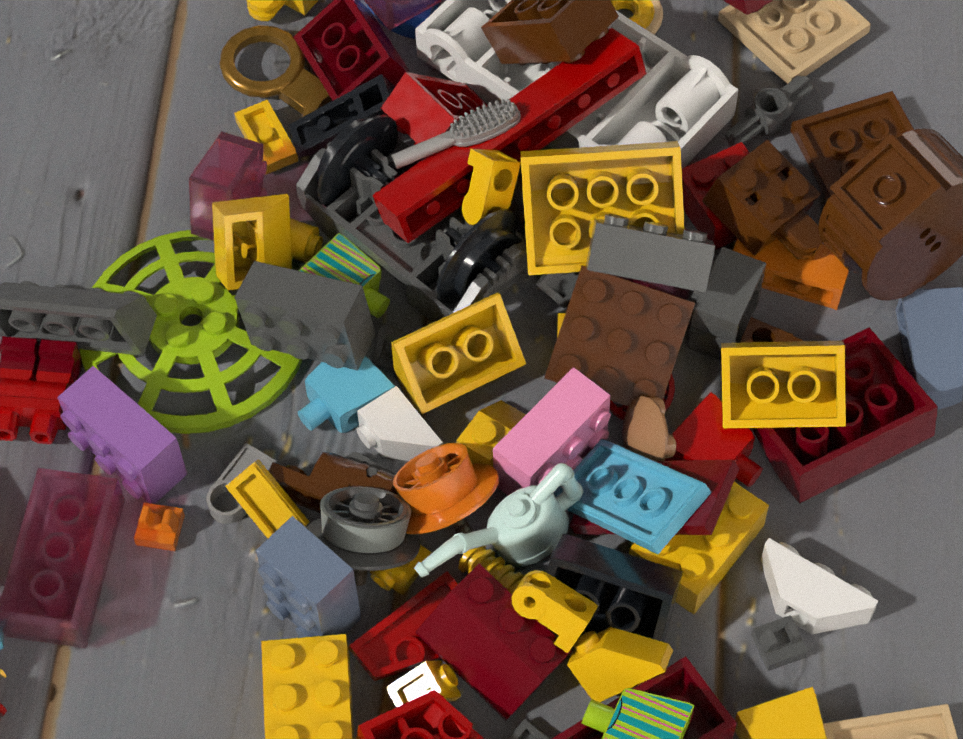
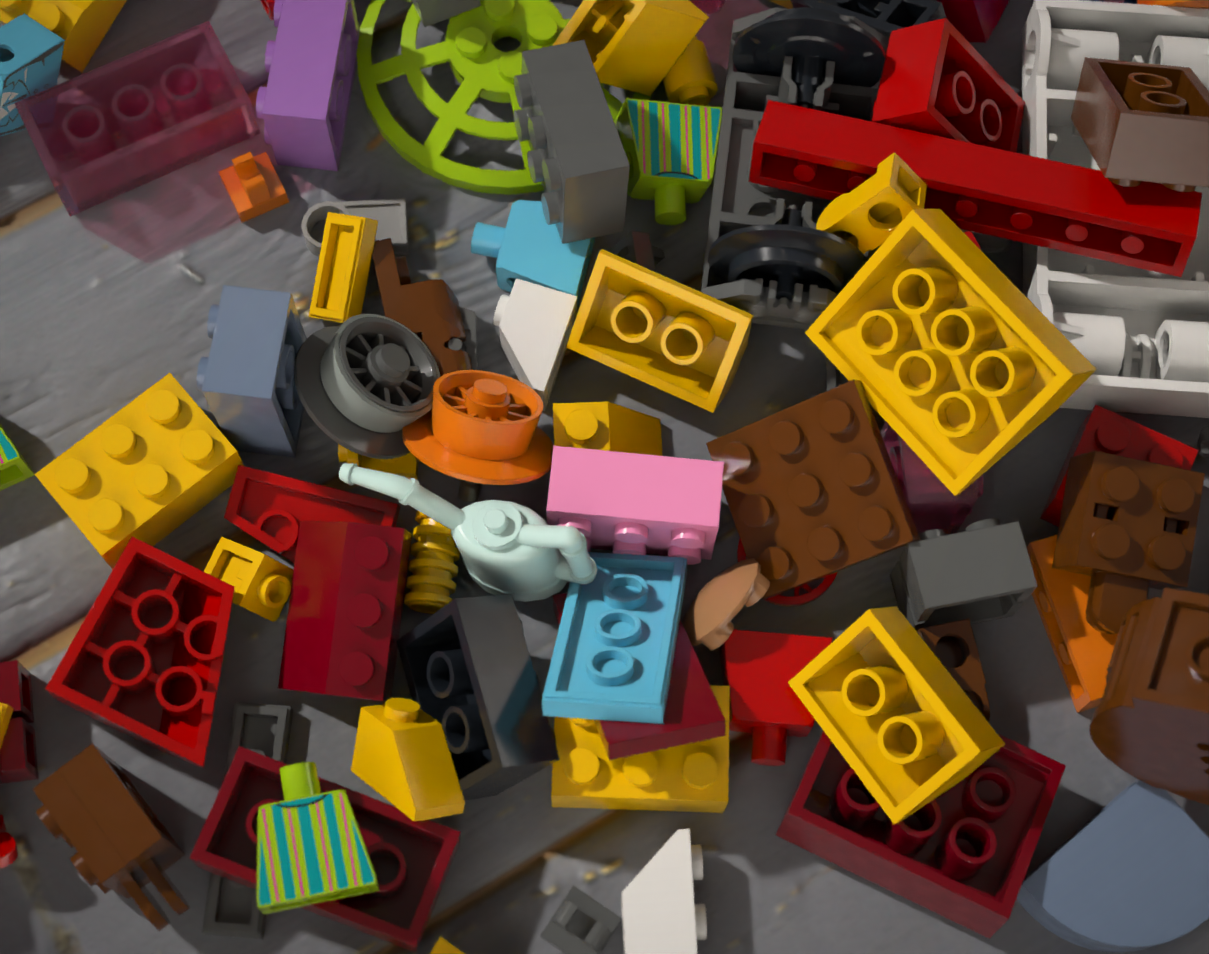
camera: 50 degrees right, 10 degrees up
(468, 131) = (927, 138): light grey piece -> none
(554, 606) = (409, 644): yellow leg -> none
(650, 253) = (923, 443): dark grey brick -> none

